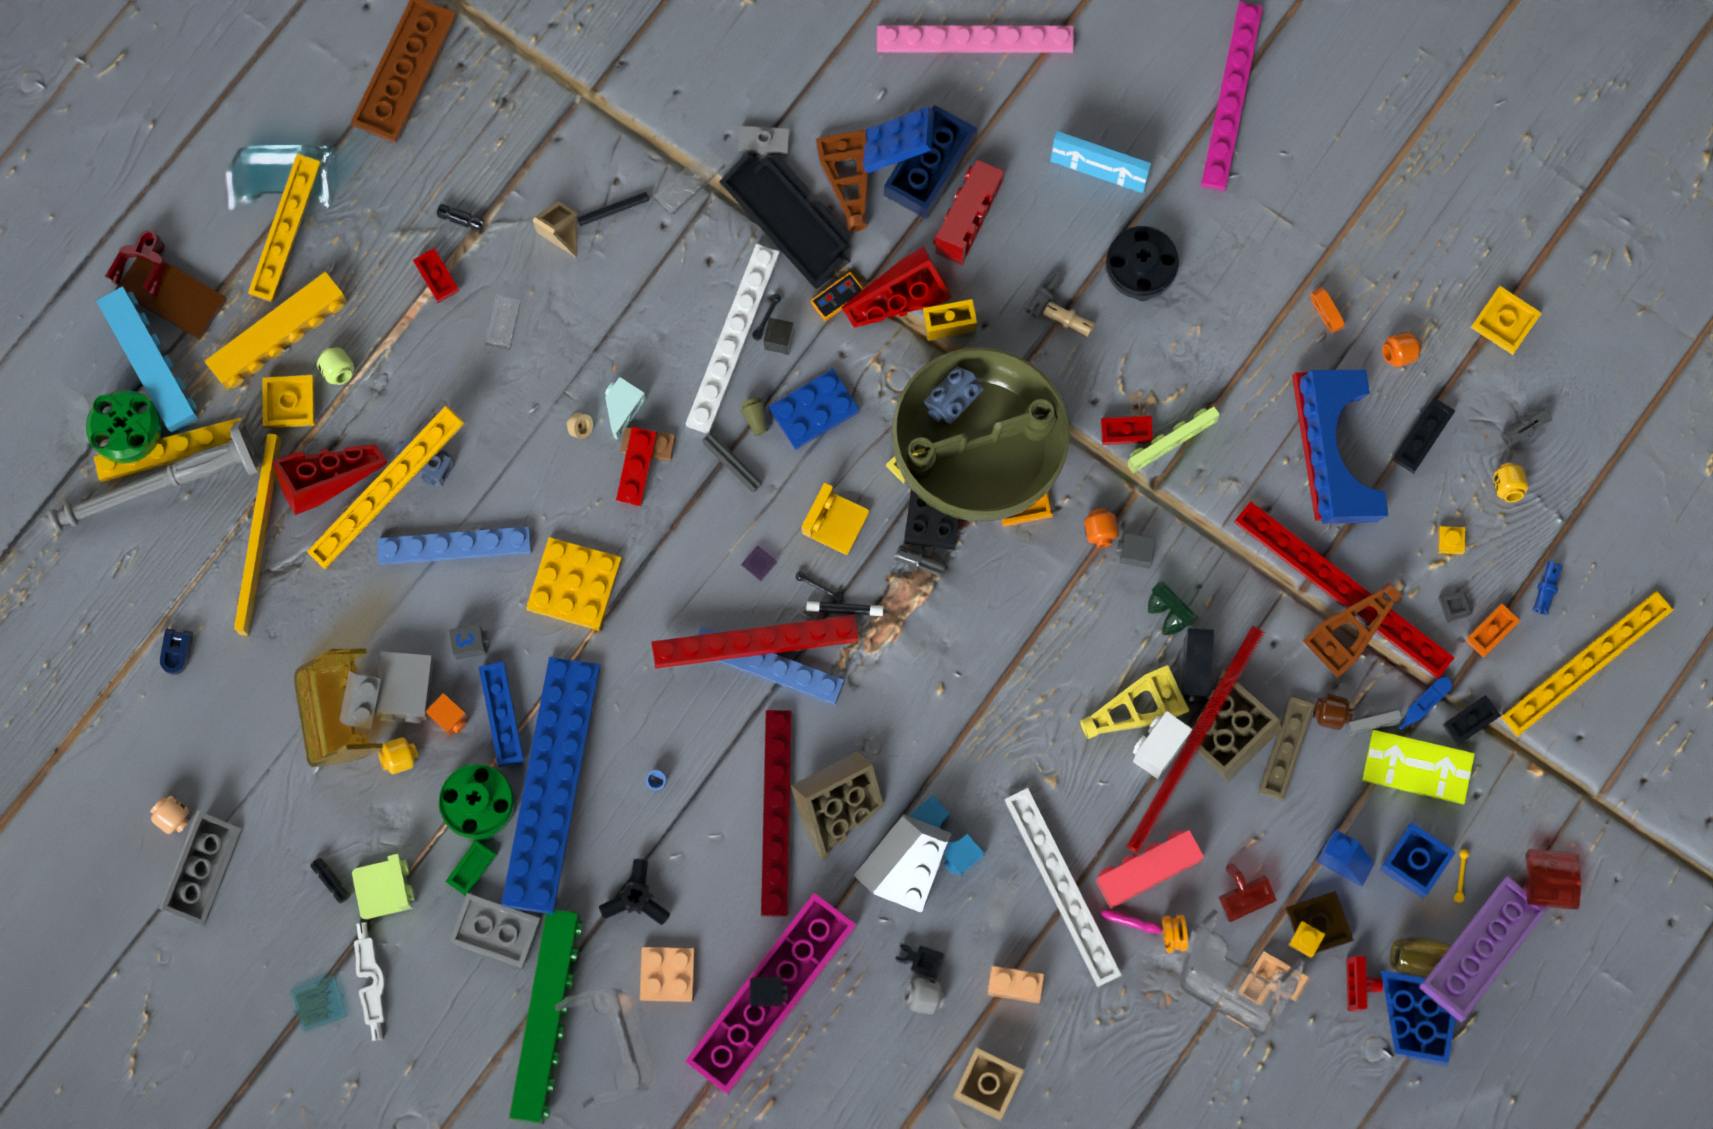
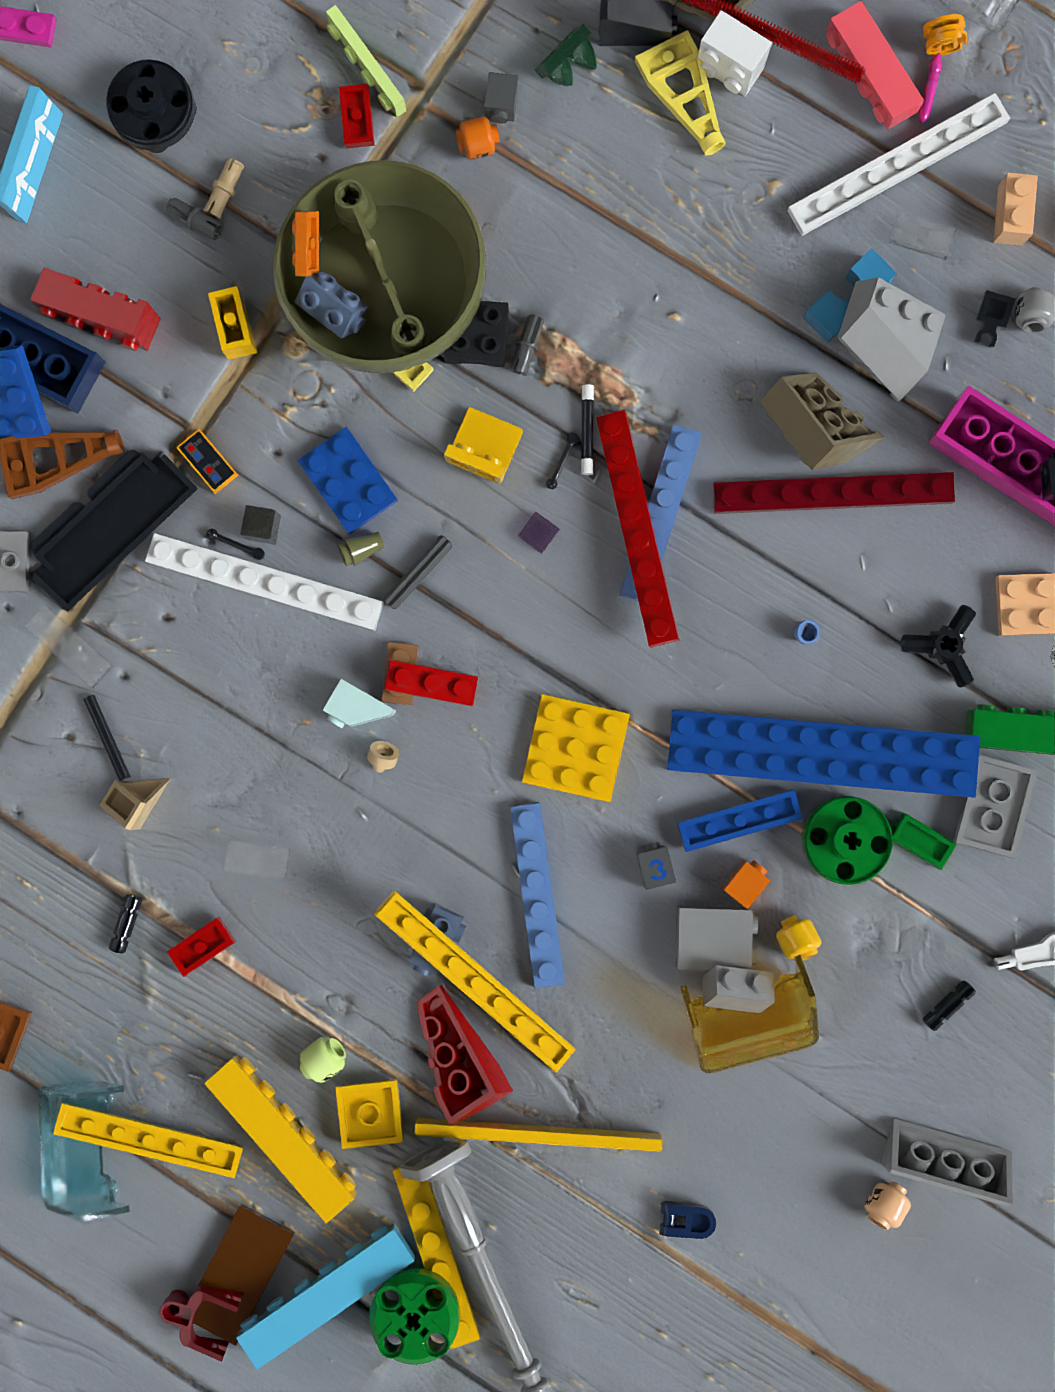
camera: 90 degrees left, 10 degrees up
(383, 888) = (955, 941): yellowish green bracket -> none
(903, 288) = (191, 377): red wedge -> none
(1002, 375) = (306, 252): none -> orange plate

